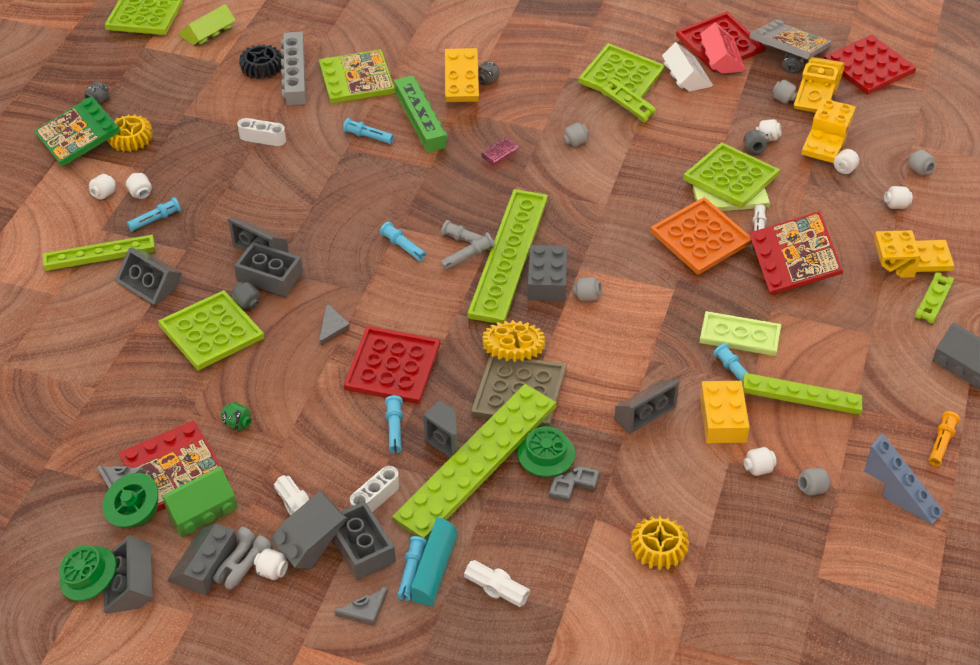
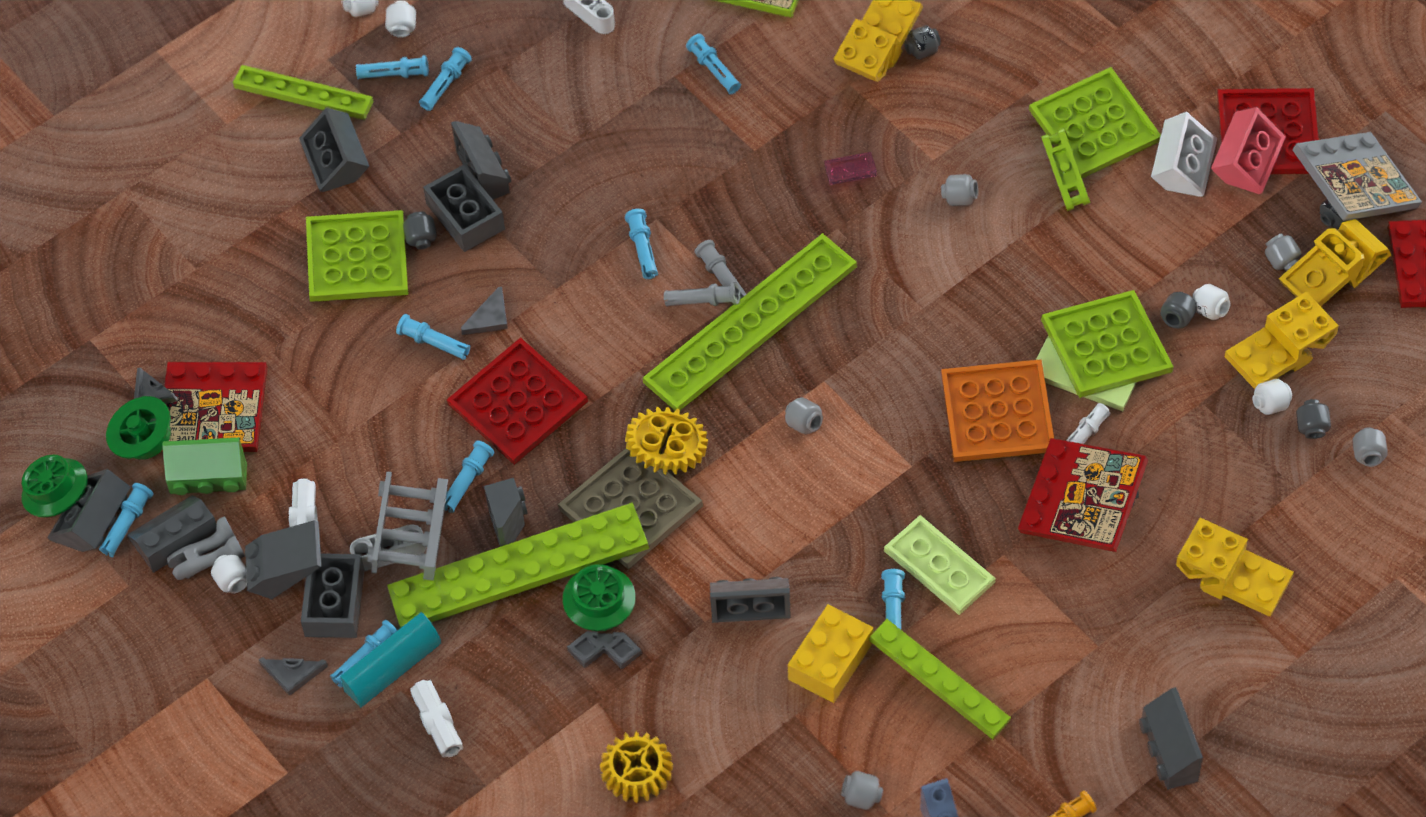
camera: 35 degrees right, 10 degrees up
(160, 559) = (131, 509): none -> medium azure pin
(196, 201) = (450, 70): none -> medium azure pin
(236, 416) = (309, 381): green head -> none
(294, 354) = (422, 333): none -> medium azure pin
(399, 454) = (428, 539): none -> light grey fence
(420, 114) = (793, 66): bright green brick -> none
(547, 273) = (773, 370): dark grey brick -> none
(760, 461) = (820, 734): white head -> none
(879, 162) = (1313, 419): none -> dark grey head
(898, 197) = (1291, 482): white head -> none
(934, 298) = (1215, 641): lime plate -> none

